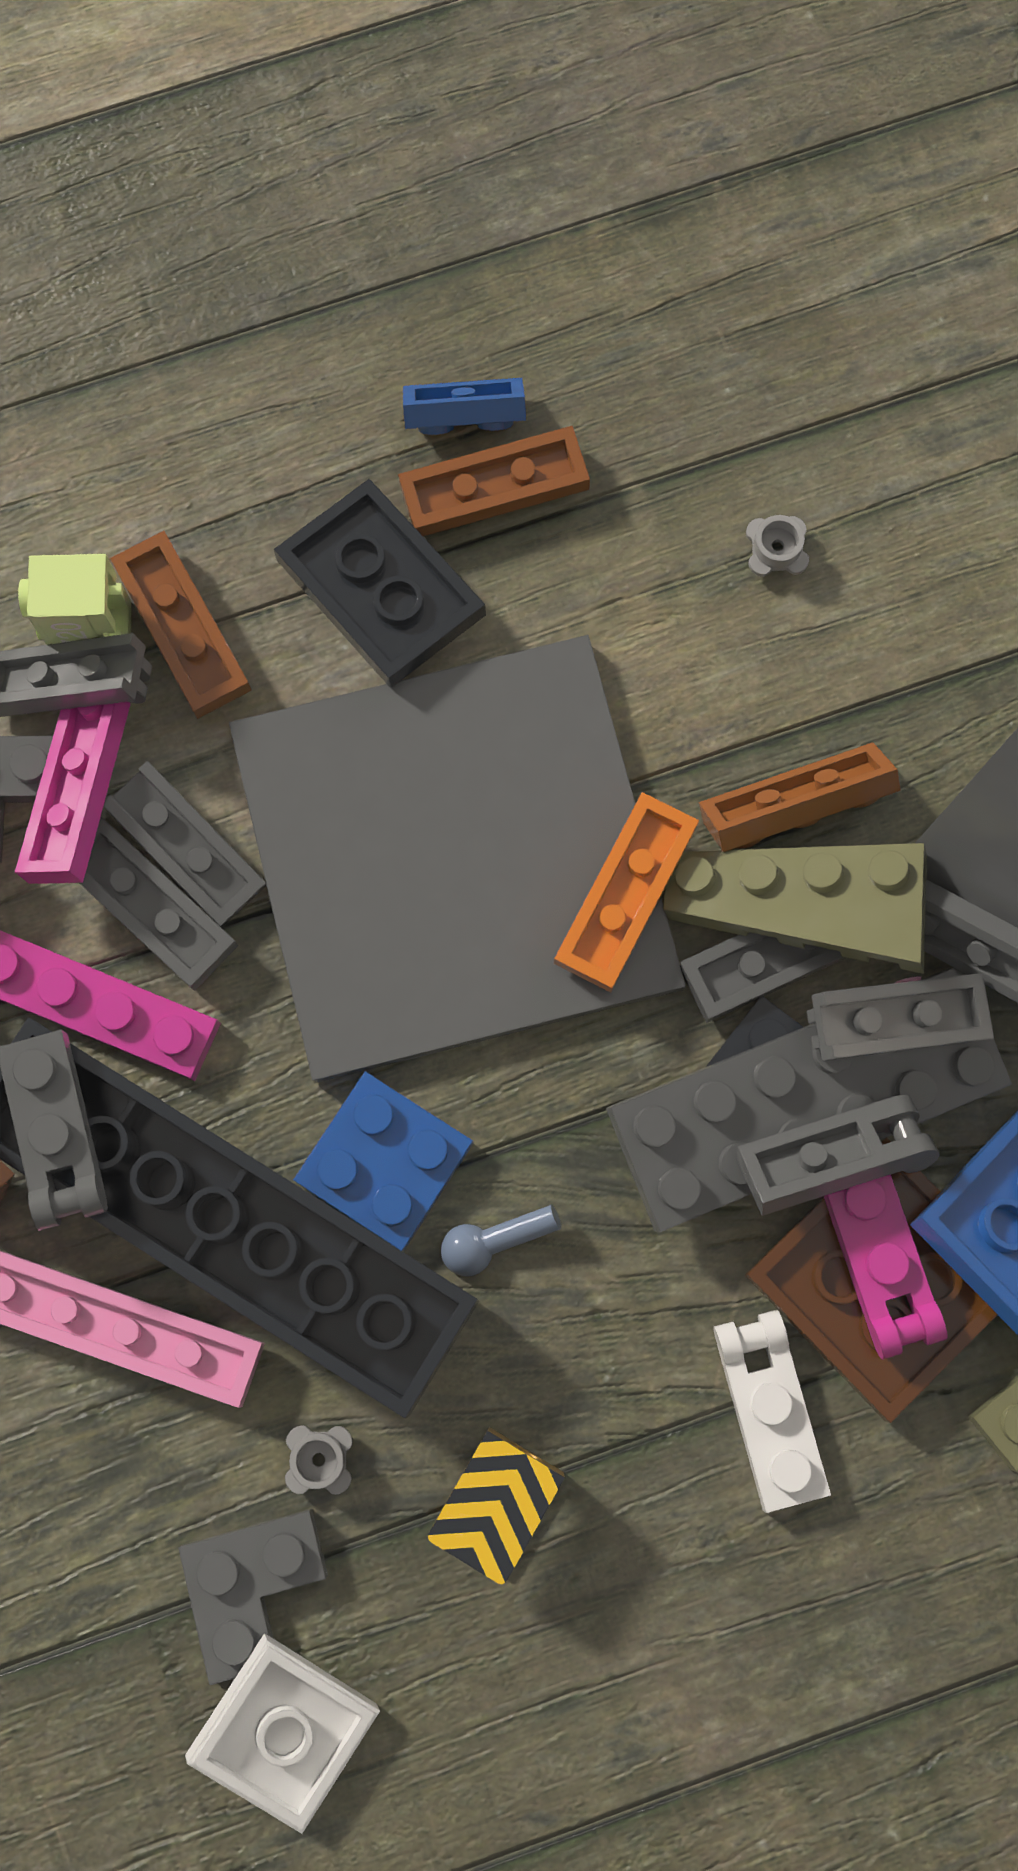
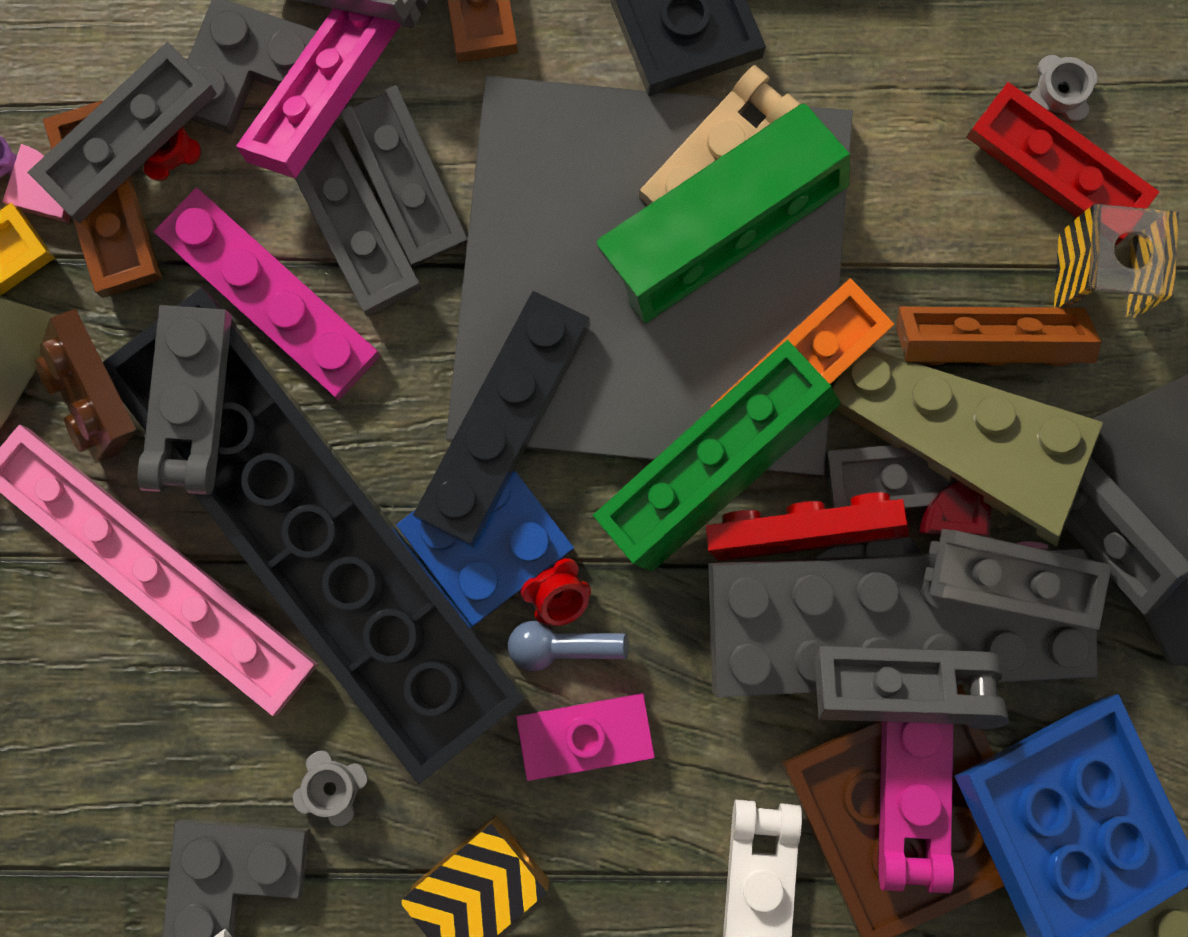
camera: 15 degrees right, 5 degrees up
(360, 1042) = (502, 419): none -> black plate
(472, 1190) = (557, 593): none -> red plate
(476, 718) = (720, 132): none -> tan plate
(502, 771) = (726, 211): none -> green panel
(548, 1319) = (585, 736): none -> dark pink plate
(578, 1005) = (717, 457): none -> green panel
(687, 1040) = (808, 527): none -> red plate
(802, 616) = (1056, 156): none -> red plate
(821, 972) = (957, 509): none -> dark red tile
(860, 702) = (1089, 262): none -> clear piece

